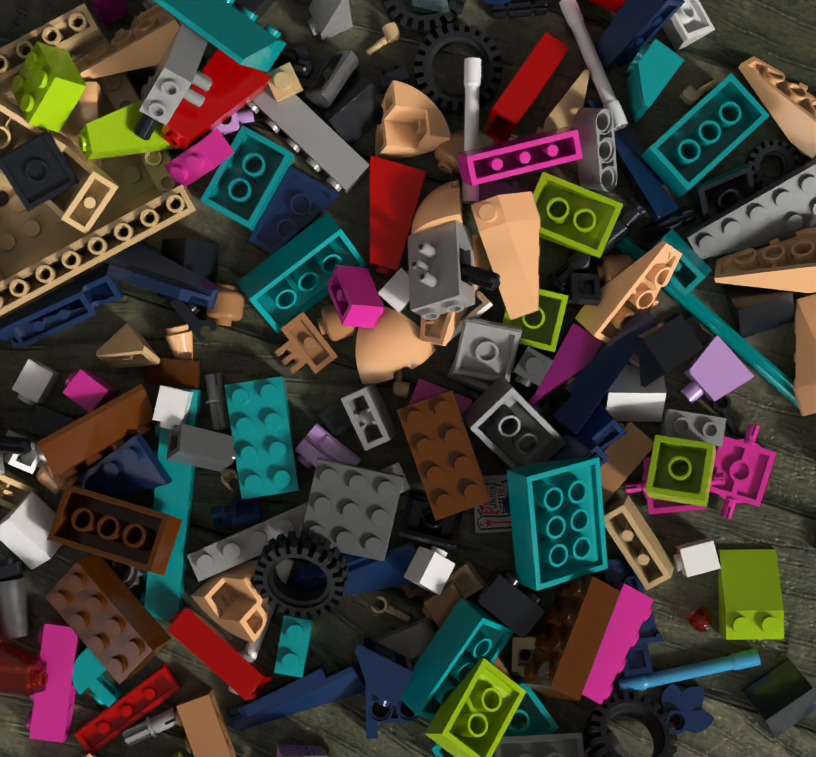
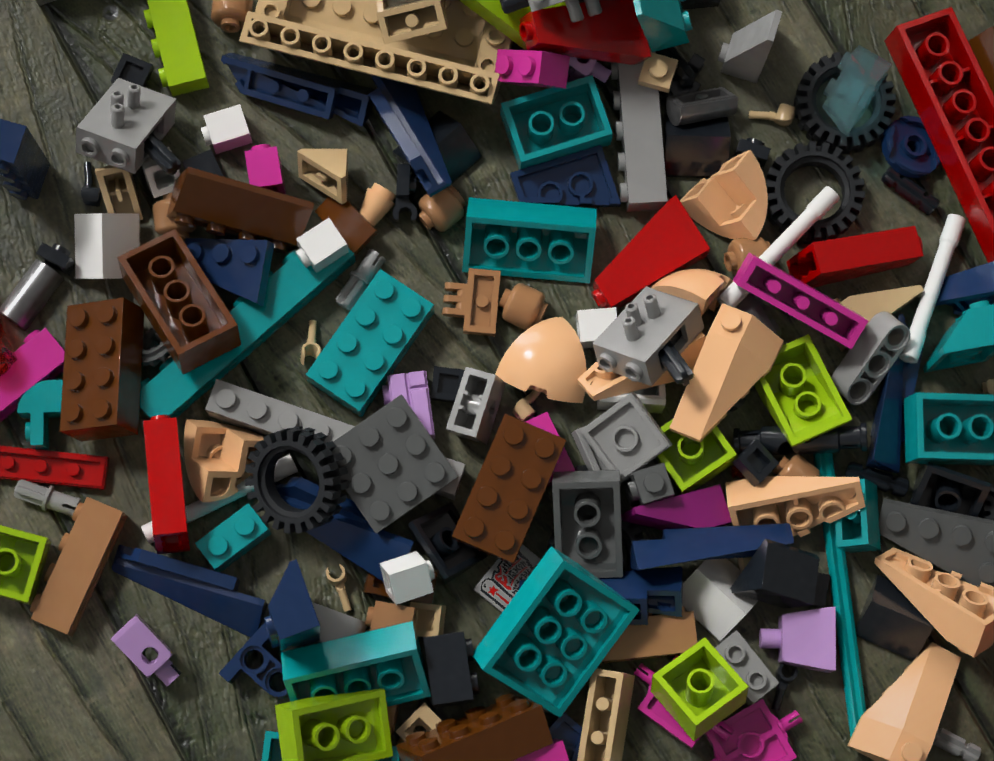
camera: 30 degrees right, 10 degrees down
(200, 447) = (313, 300): dark grey brick -> none
(239, 513) = (292, 387): dark blue plate -> none
(355, 296) = (556, 295): dark pink brick -> none

